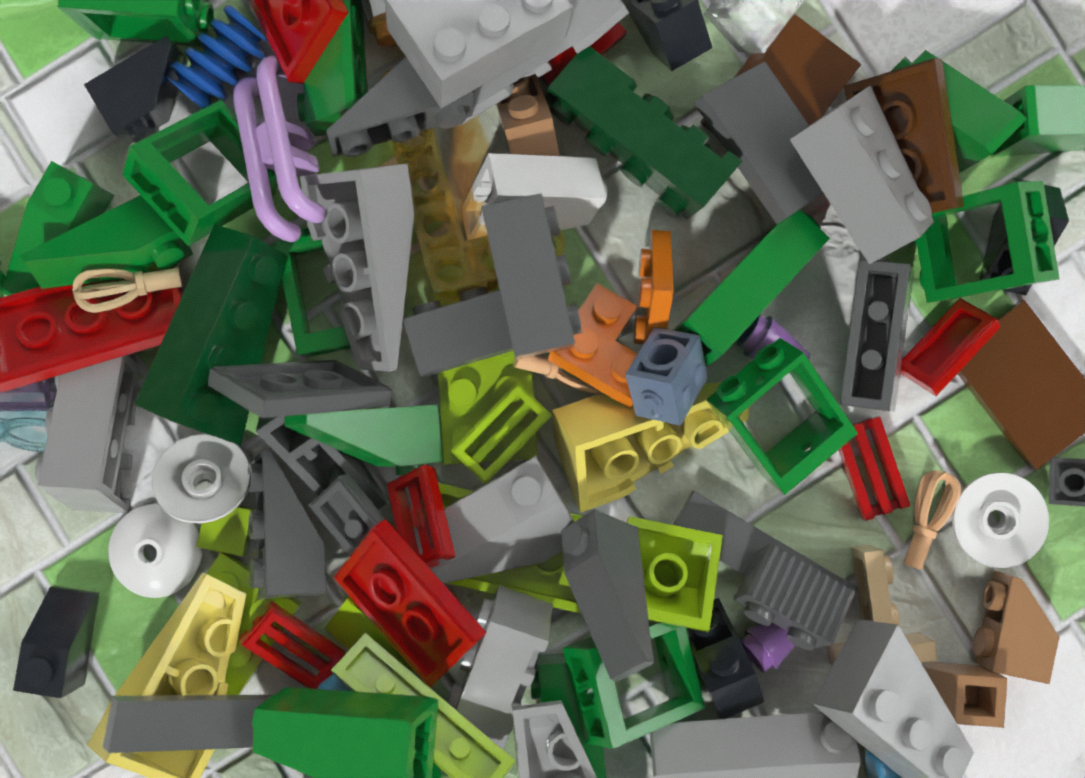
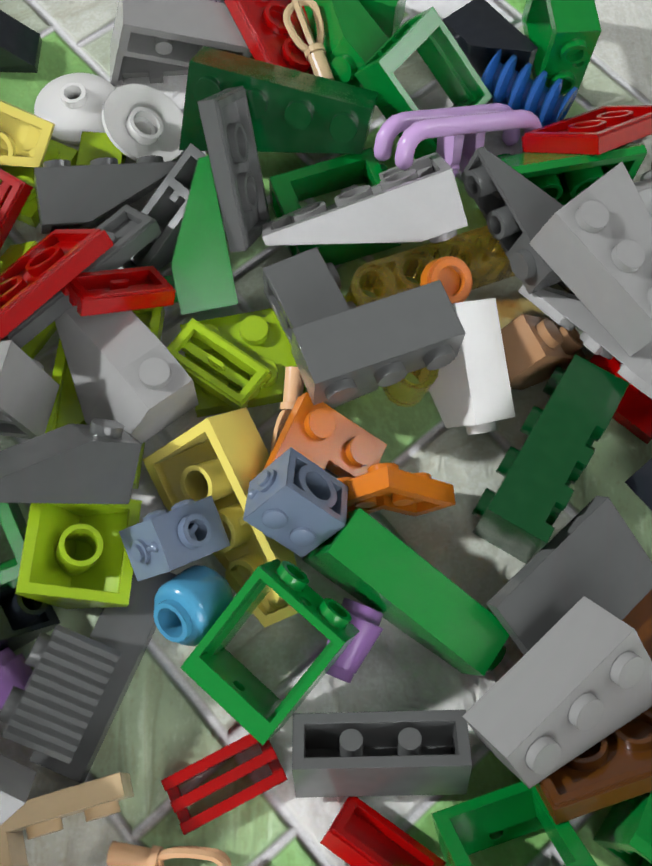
camera: 75 degrees right, 20 degrees down
(457, 196) = (453, 275): none -> orange tile
(672, 488) = (174, 537): none -> sand blue head
(729, 478) = (191, 604): none -> dark azure head

